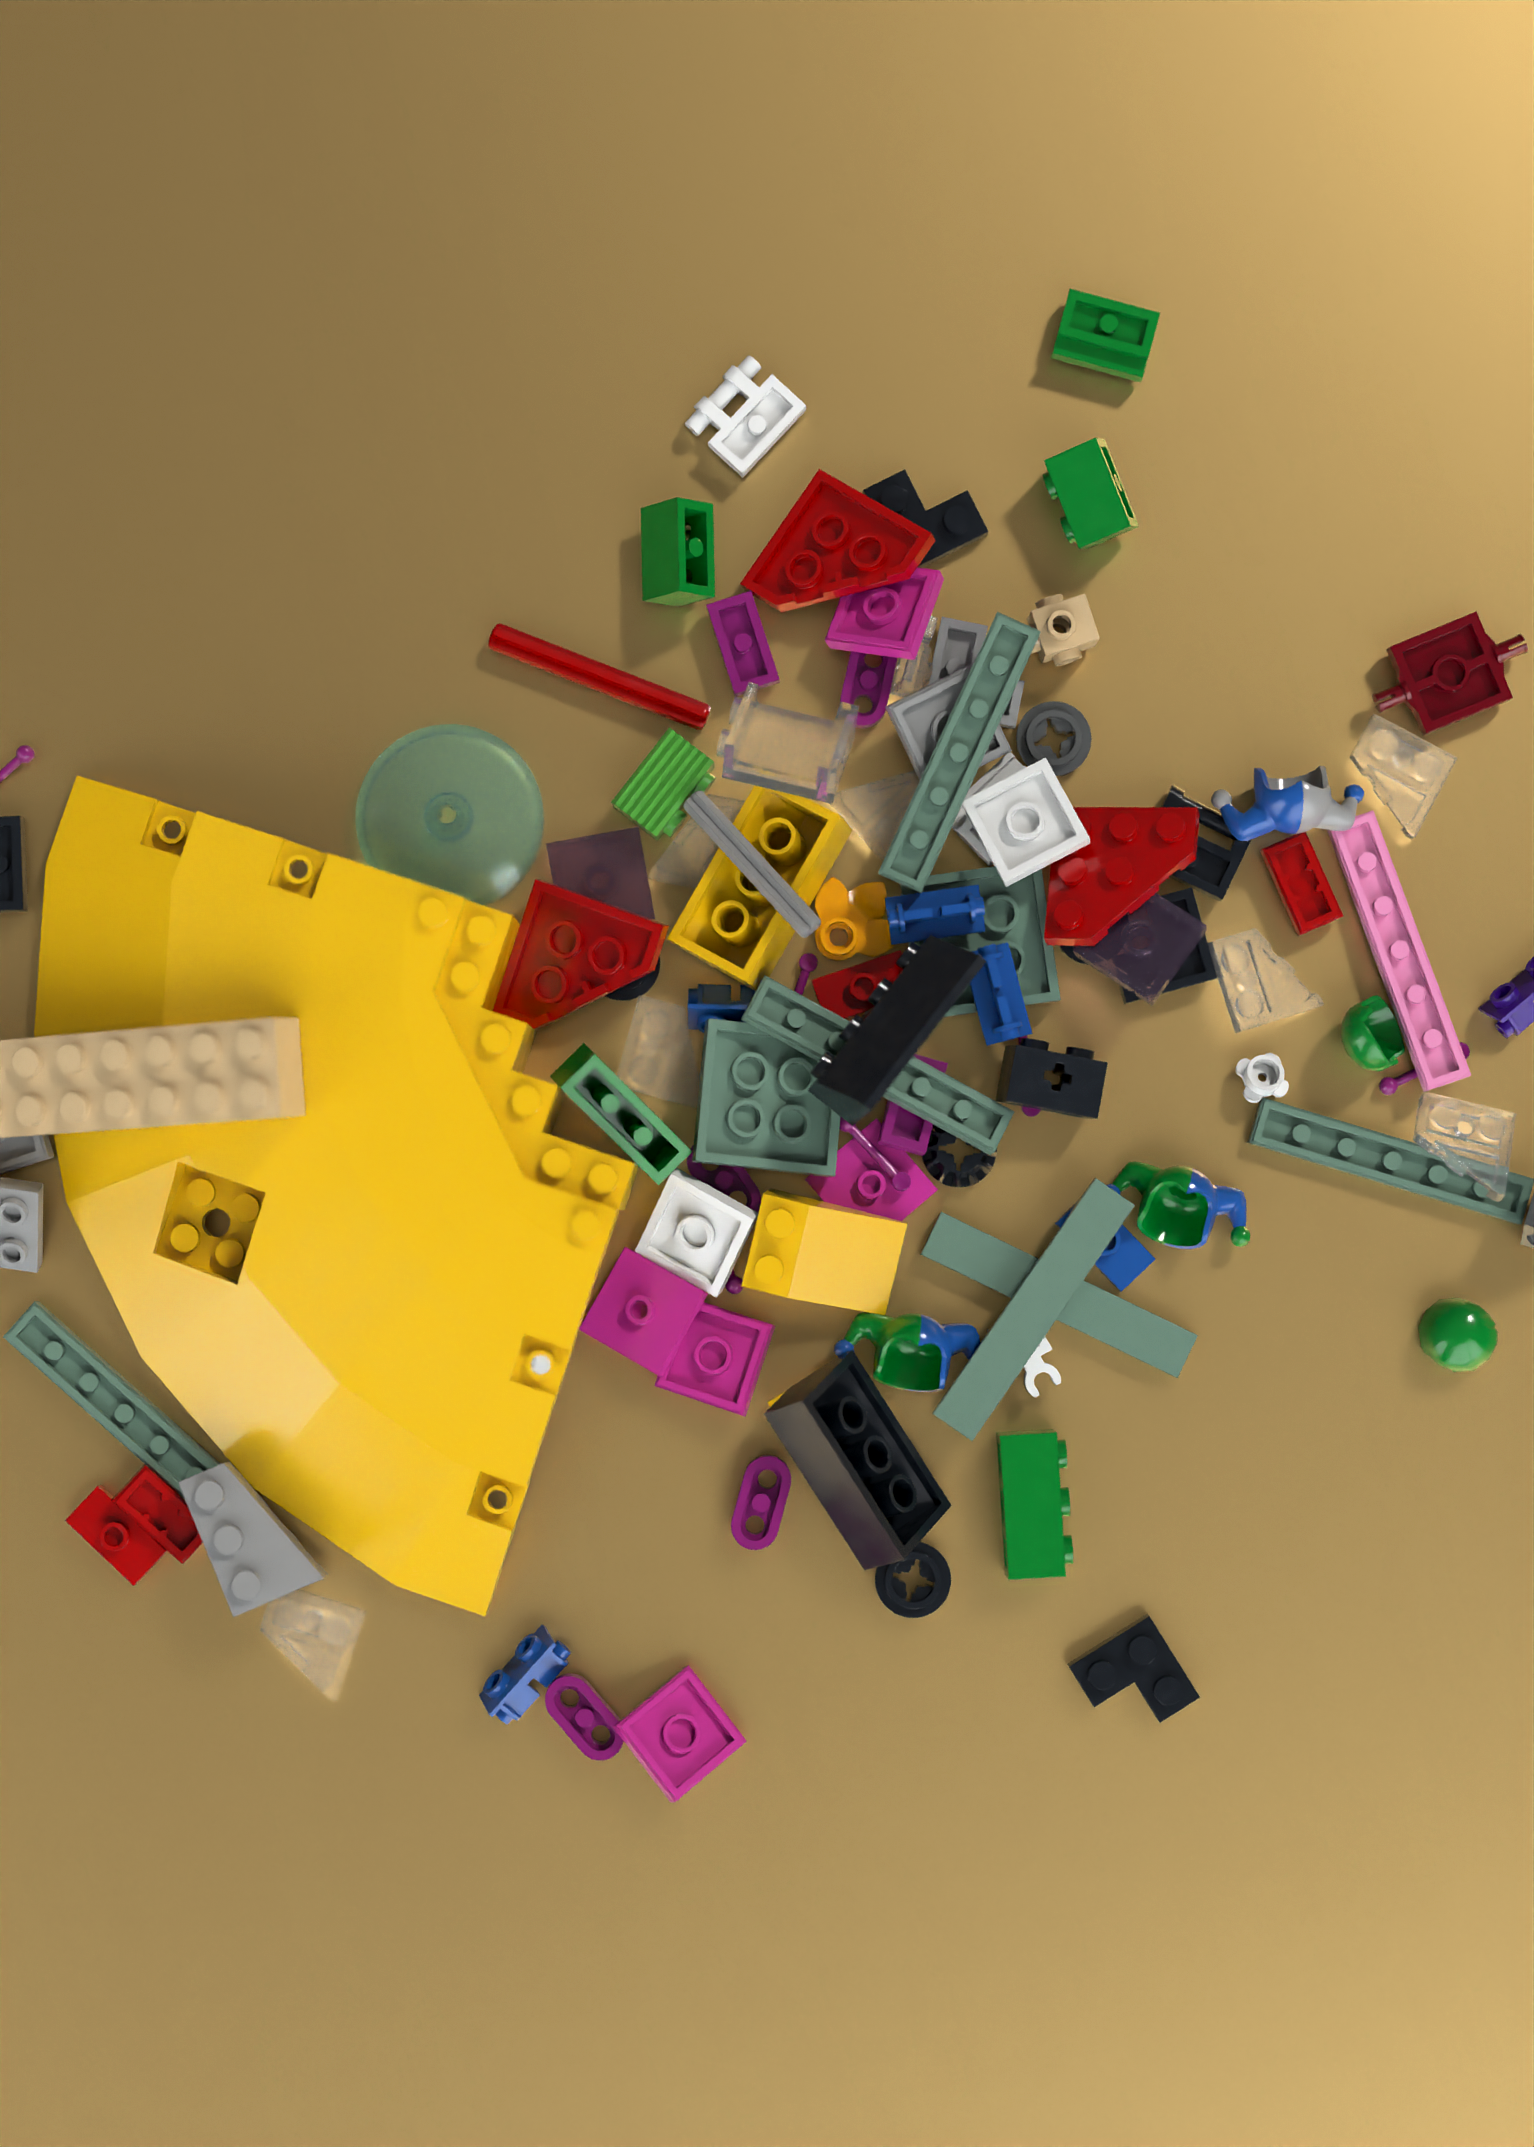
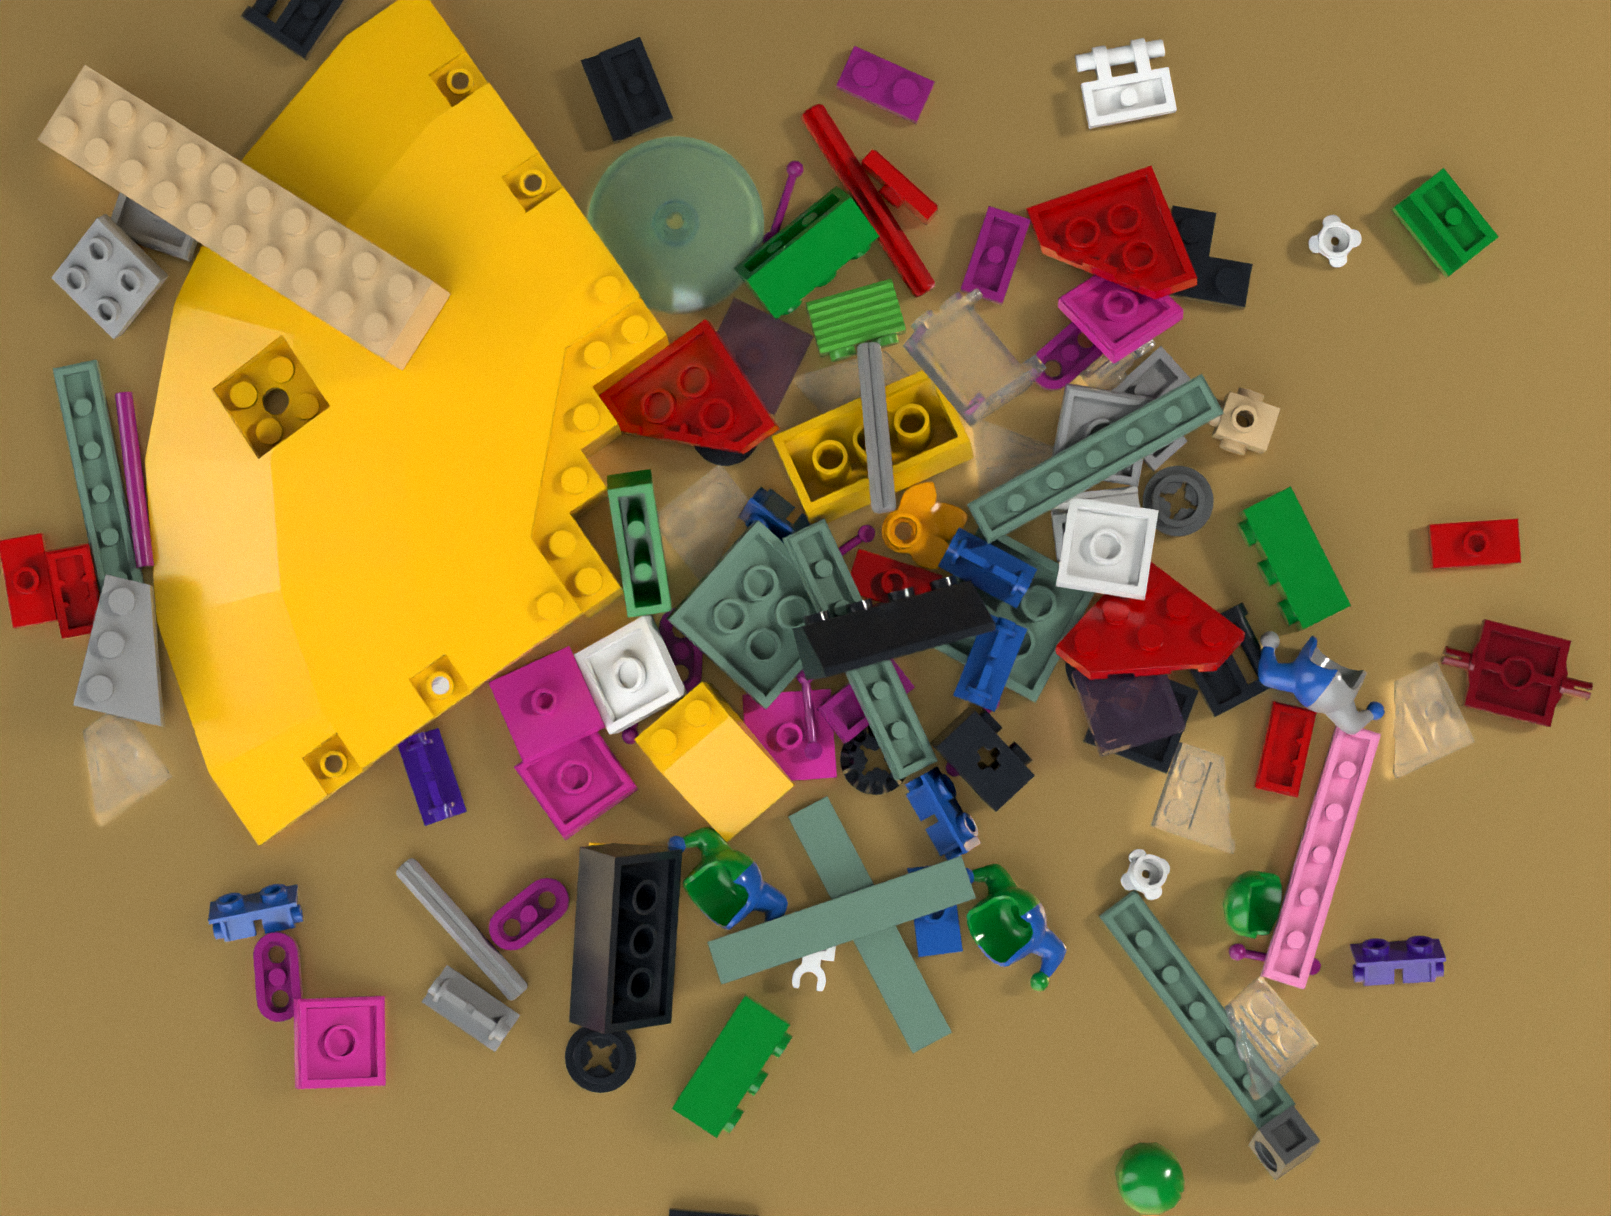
camera: 35 degrees right, 0 degrees up
(144, 1380) = (134, 480): none -> magenta bar
(322, 733) = (627, 90): none -> black plate
(540, 567) = (885, 85): none -> magenta plate
(541, 770) = (794, 170): none -> magenta hinge
(580, 758) = (807, 253): none -> green brick
(590, 1446) = (431, 776): none -> dark purple hinge
(617, 647) = (898, 188): none -> red plate
(677, 552) = (996, 150): green brick -> none
(712, 1558) = (461, 929): none -> light grey axle
(770, 1620) = (470, 1008): none -> light grey hinge
(1032, 409) = (1335, 253): none -> white plate
(1072, 1160) = (936, 794): none -> blue hinge
(1089, 494) = (1342, 335): green brick -> none
(1189, 716) = (1292, 560): none -> green brick
(1331, 590) = (1474, 543): none -> red plate

